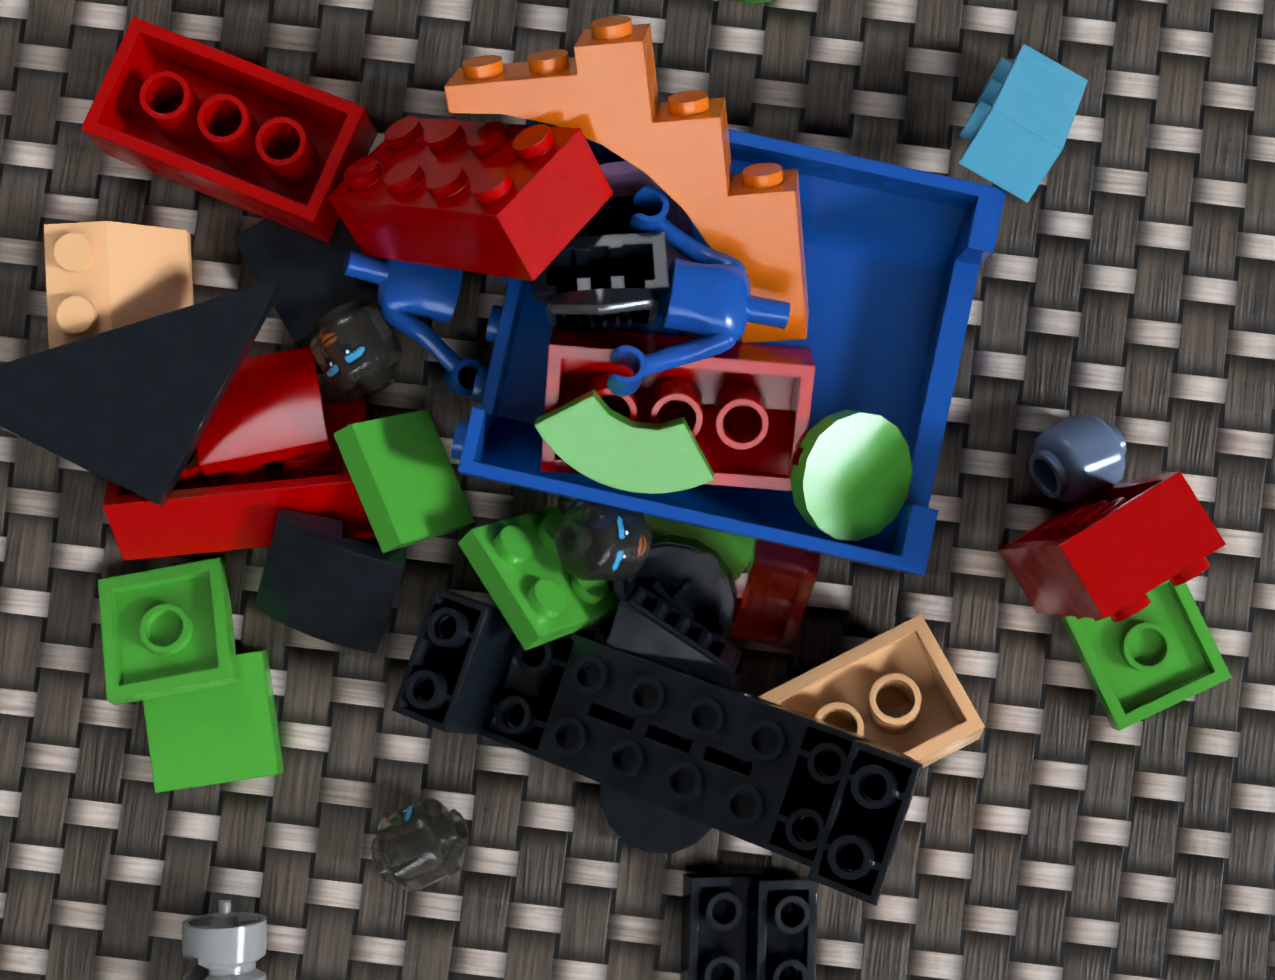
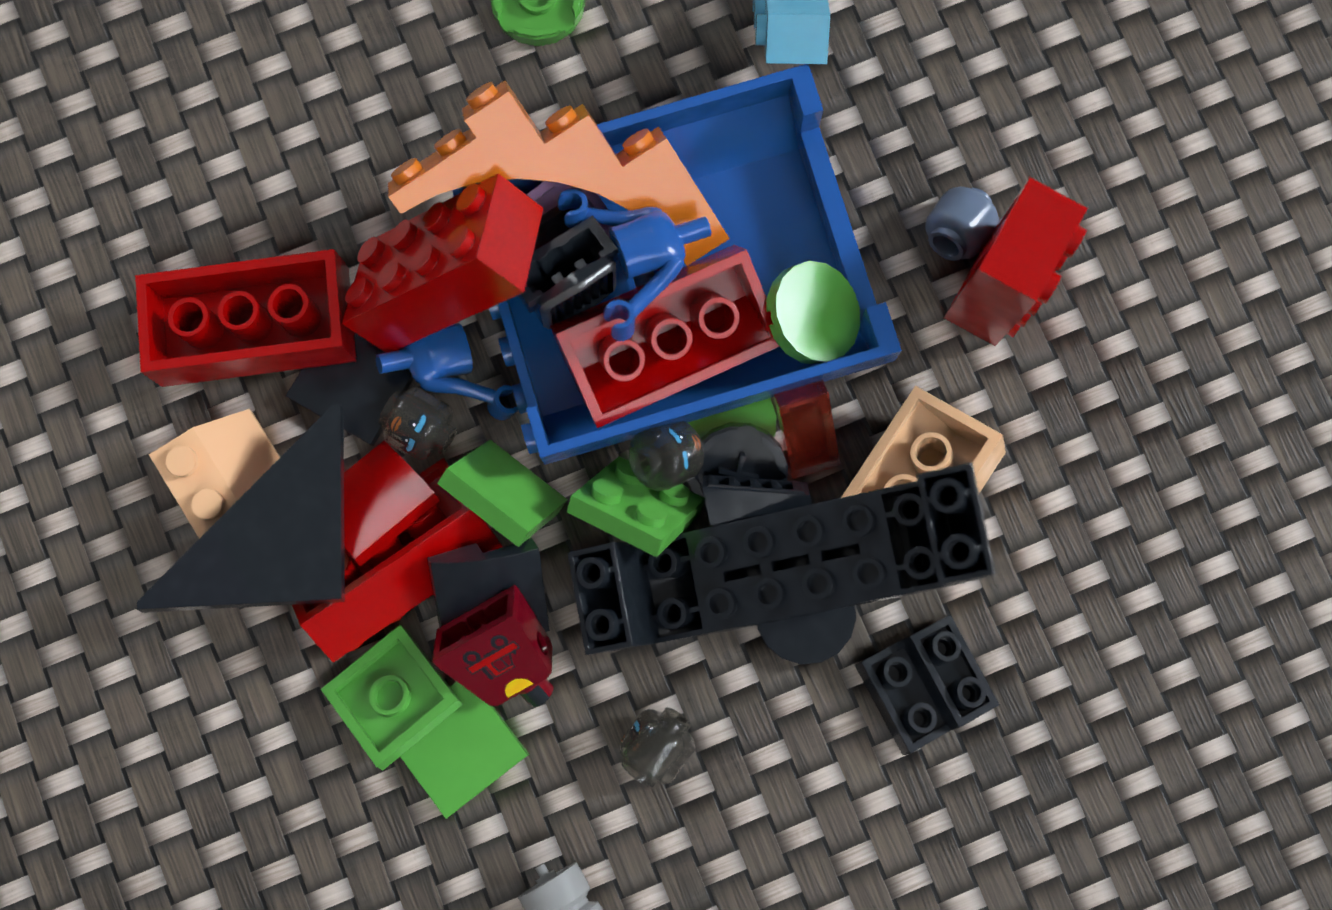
camera: 30 degrees left, 5 degrees down
(303, 648) = (498, 651): none -> dark red torso
(624, 451) = (649, 380): tile -> none
(1149, 657) = (1083, 328): bright green tile -> none

